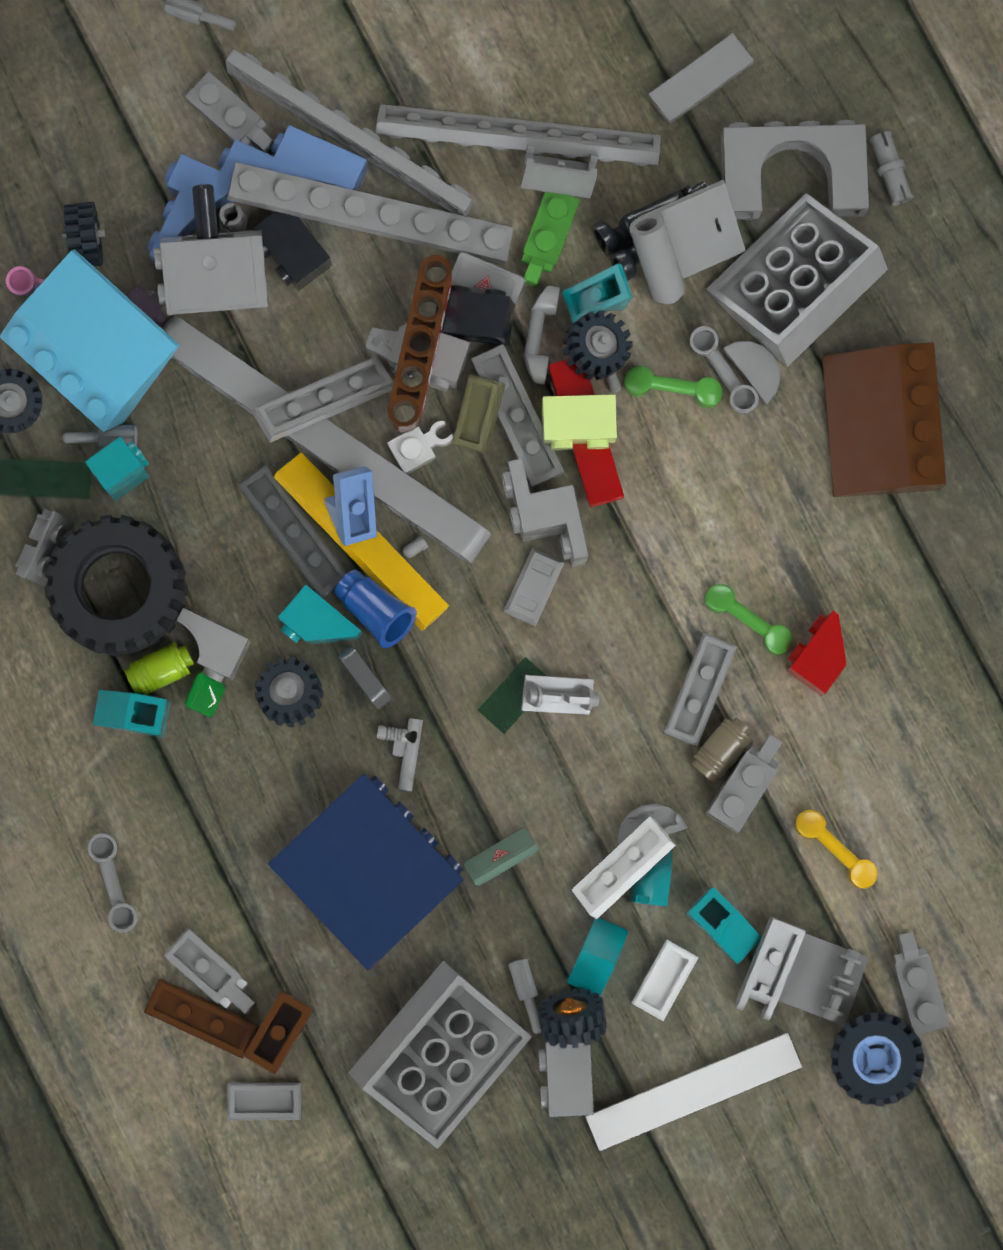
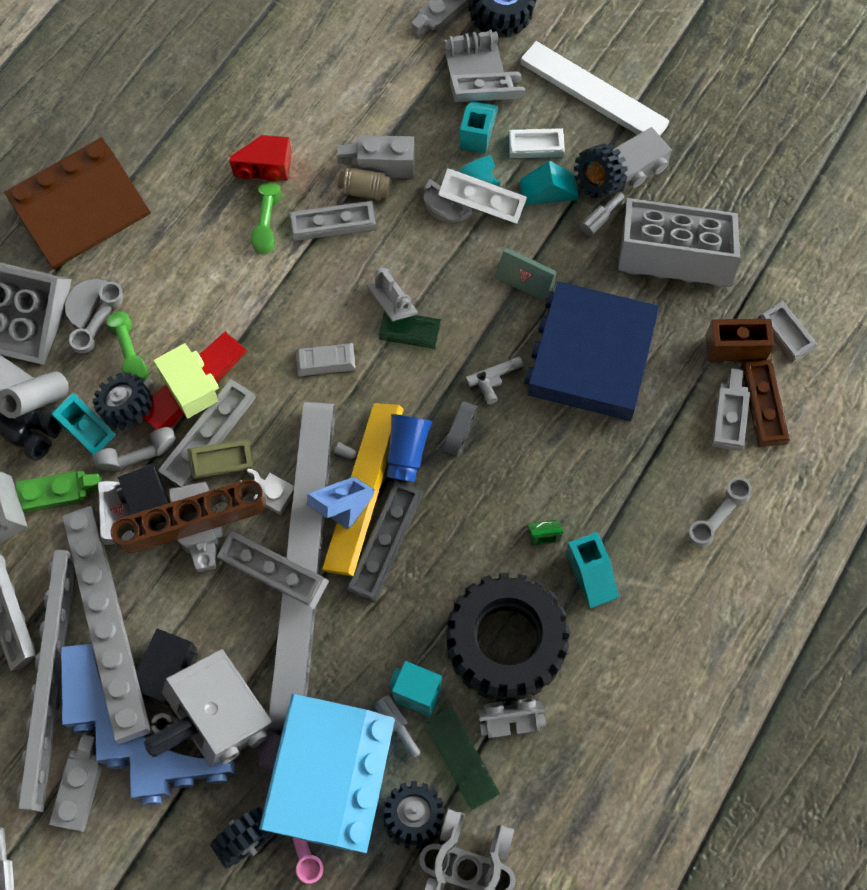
camera: 115 degrees left, 15 degrees down
(159, 668) = (548, 571): lime head -> none
(219, 648) = (504, 539): light grey arch -> none
(288, 692) = (504, 470): black wheel -> none
(315, 620) = (441, 484): teal slope -> none
(545, 513) = (269, 367): light grey bracket -> none
(812, 824) = (380, 108): yellow bar -> none

